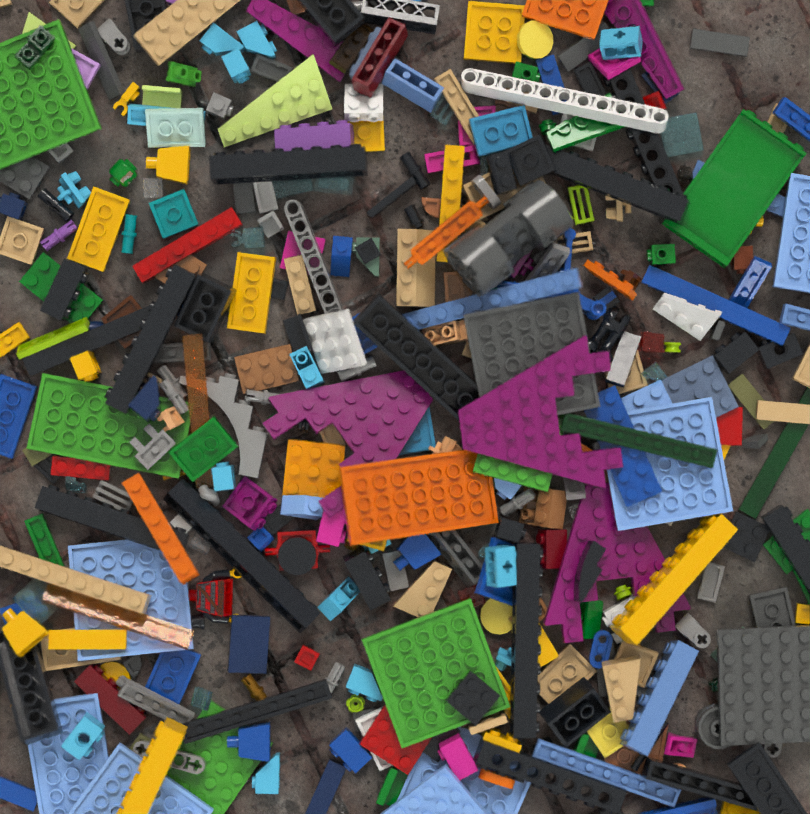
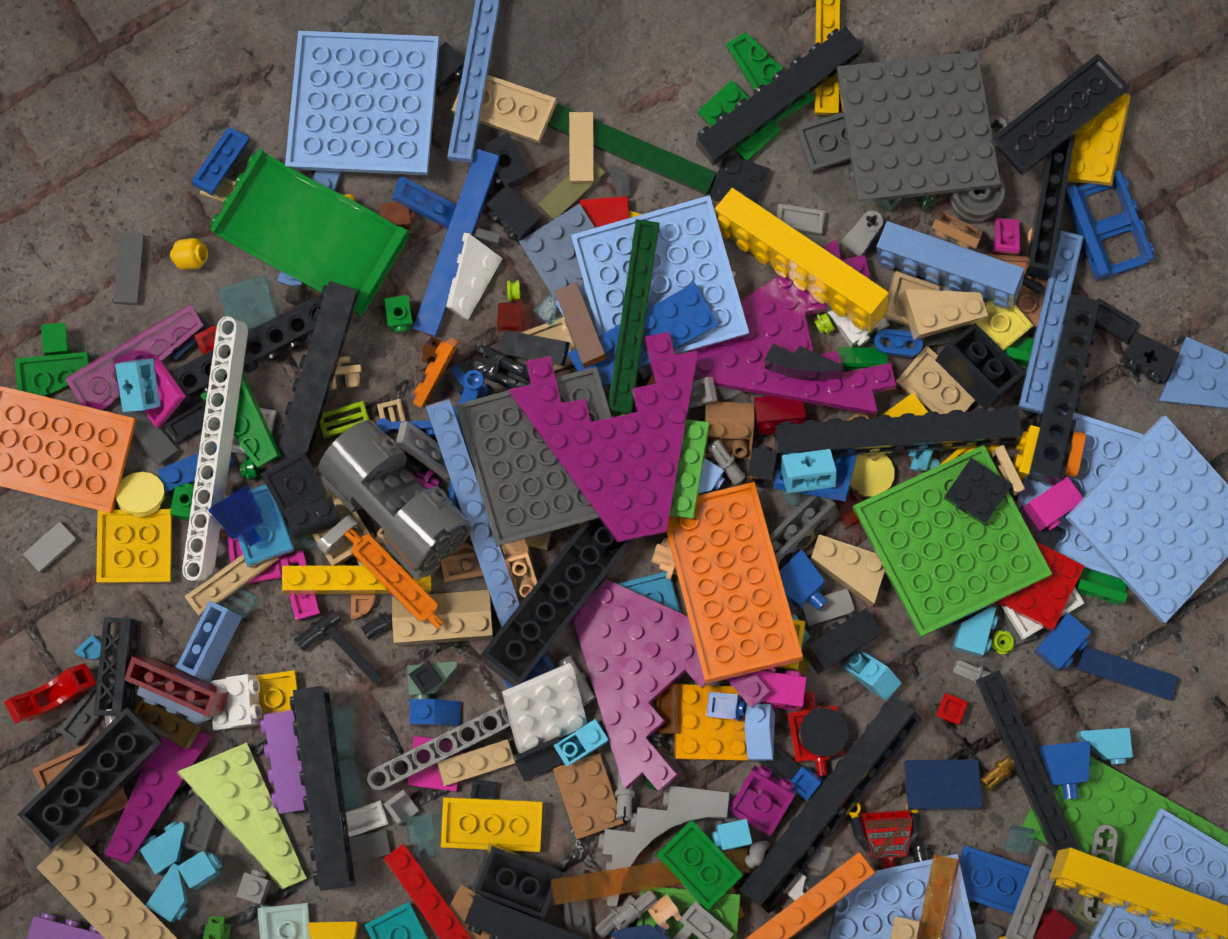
camera: 100 degrees left, 10 degrees down
(323, 481) = (726, 706): none -> bracket
(326, 438) = (669, 707): none -> reddish brown tile
(508, 114) = (238, 515): none -> clear blue torso
(637, 397) = (580, 325): none -> reddish brown tile
(687, 707) = (951, 226): none -> medium nougat plate
(726, 91) = (189, 254): none -> yellow head

